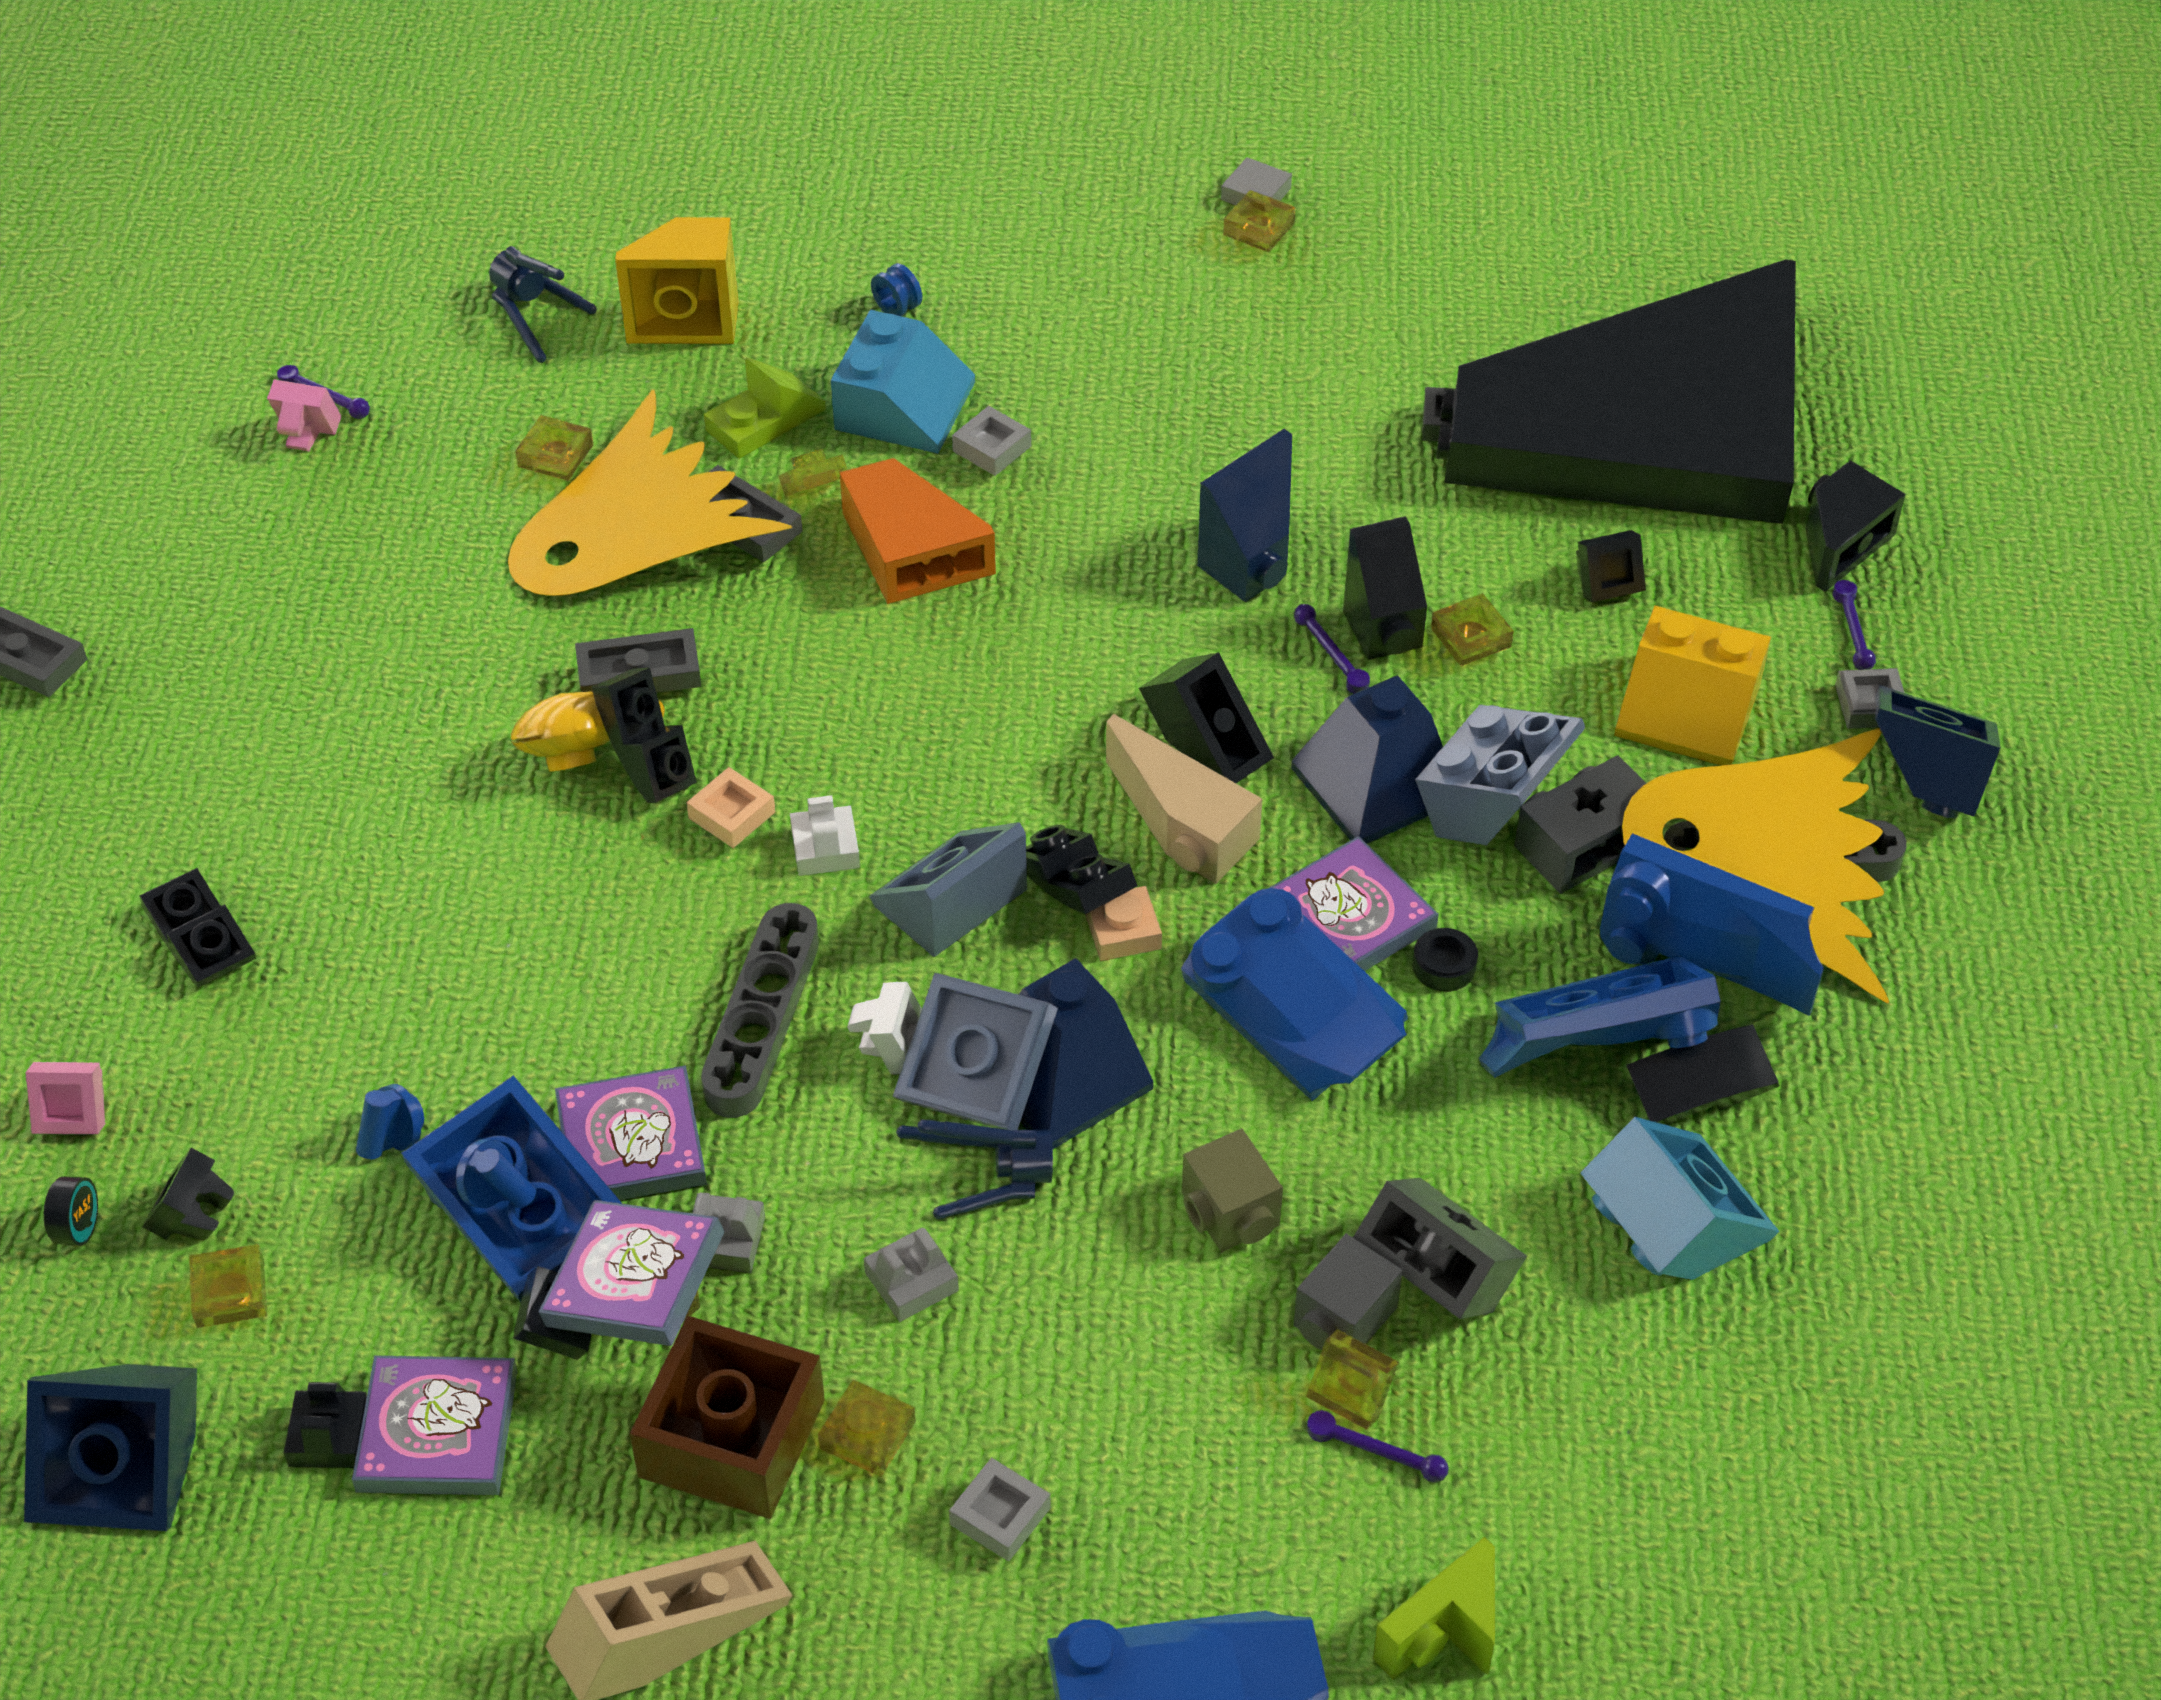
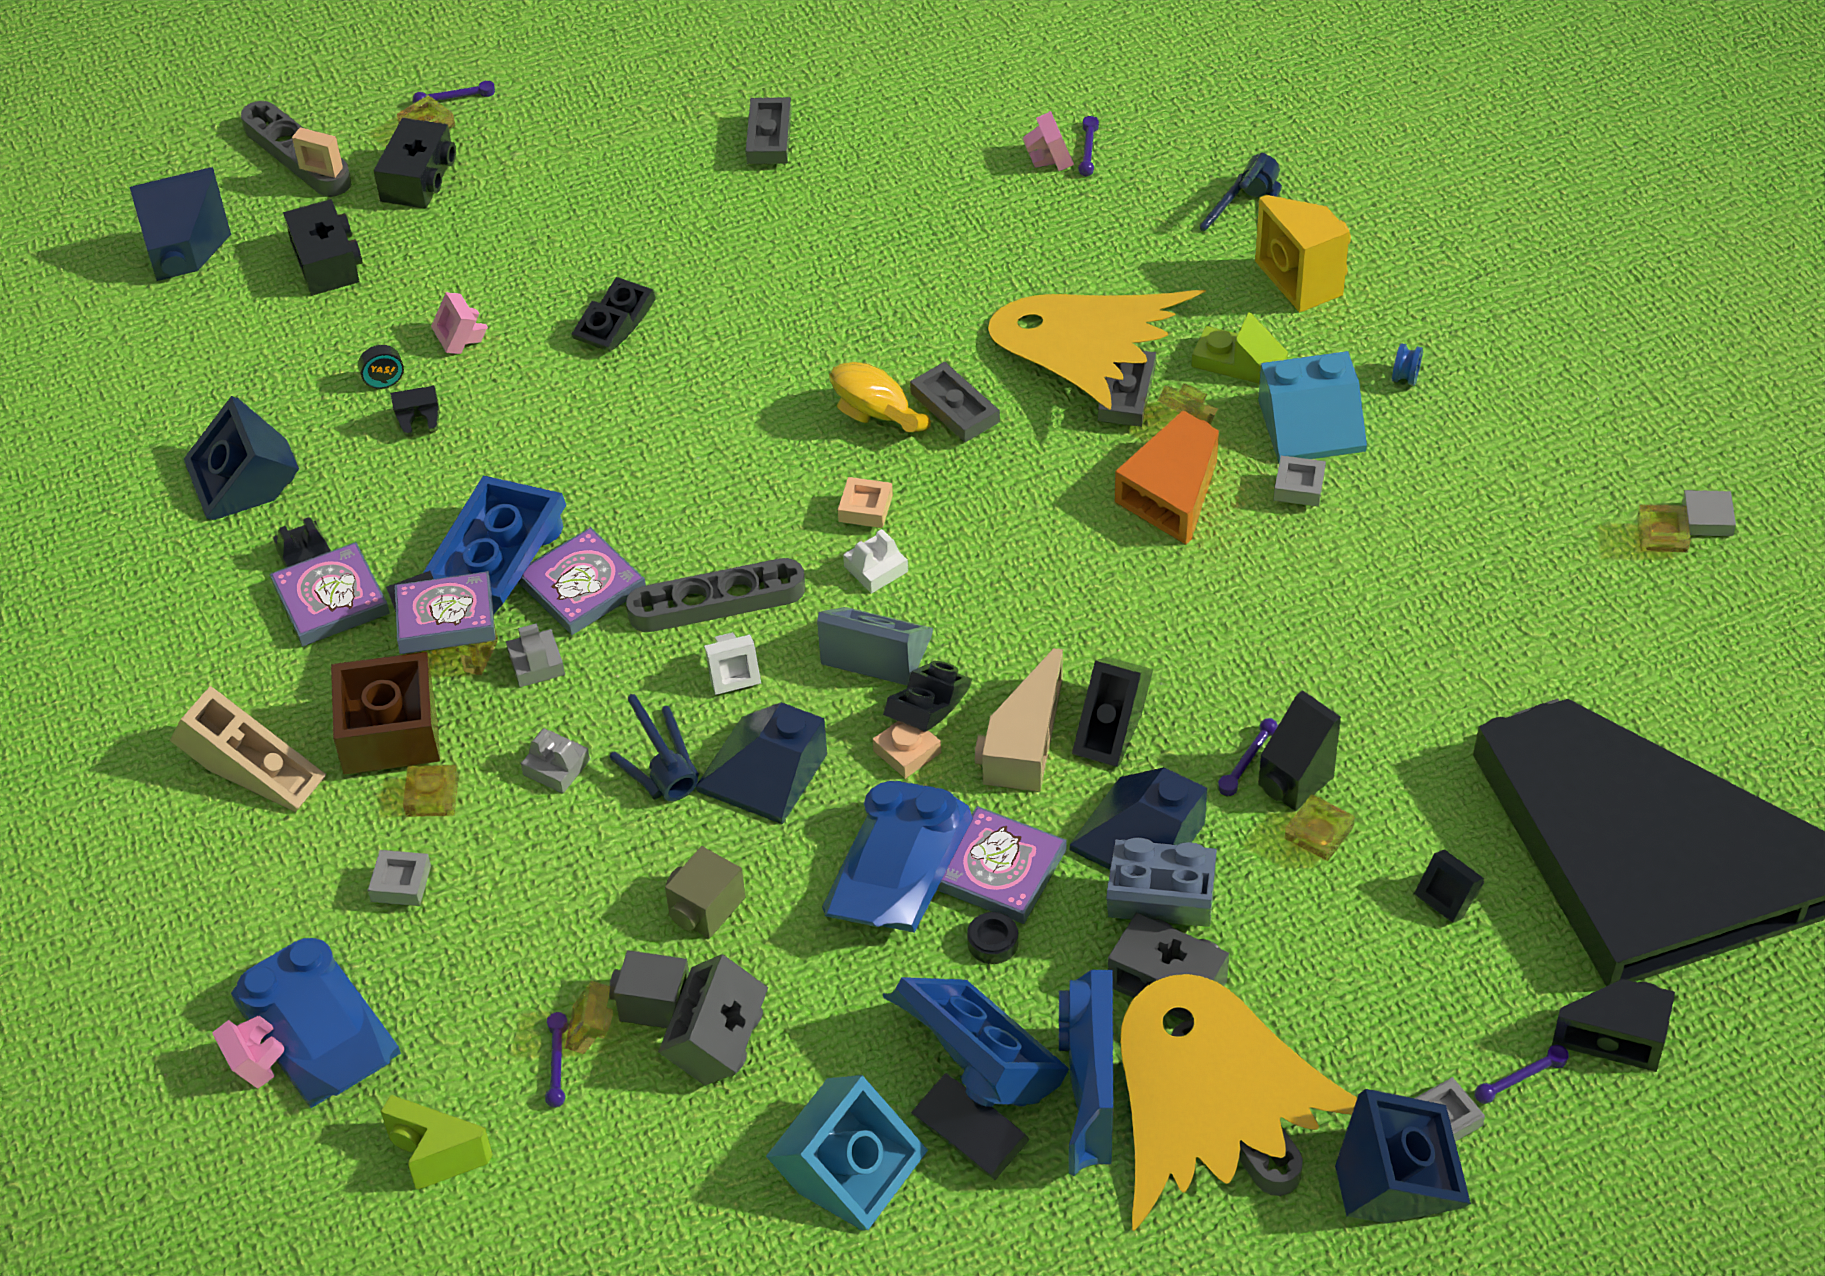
camera: 65 degrees right, 0 degrees up
(227, 1286) = (369, 457): clear yellow plate -> none
(389, 1120) = (520, 463): blue plate -> none
(488, 1175) = (479, 516): blue plate -> none
(554, 447) = (1116, 270): clear yellow plate -> none
(649, 751) = (880, 427): black slope -> none
(975, 1052) = (727, 707): sand blue tile -> none
(1248, 519) = (1319, 646): dark blue slope -> none
(1692, 686) = (1356, 984): yellow slope -> none

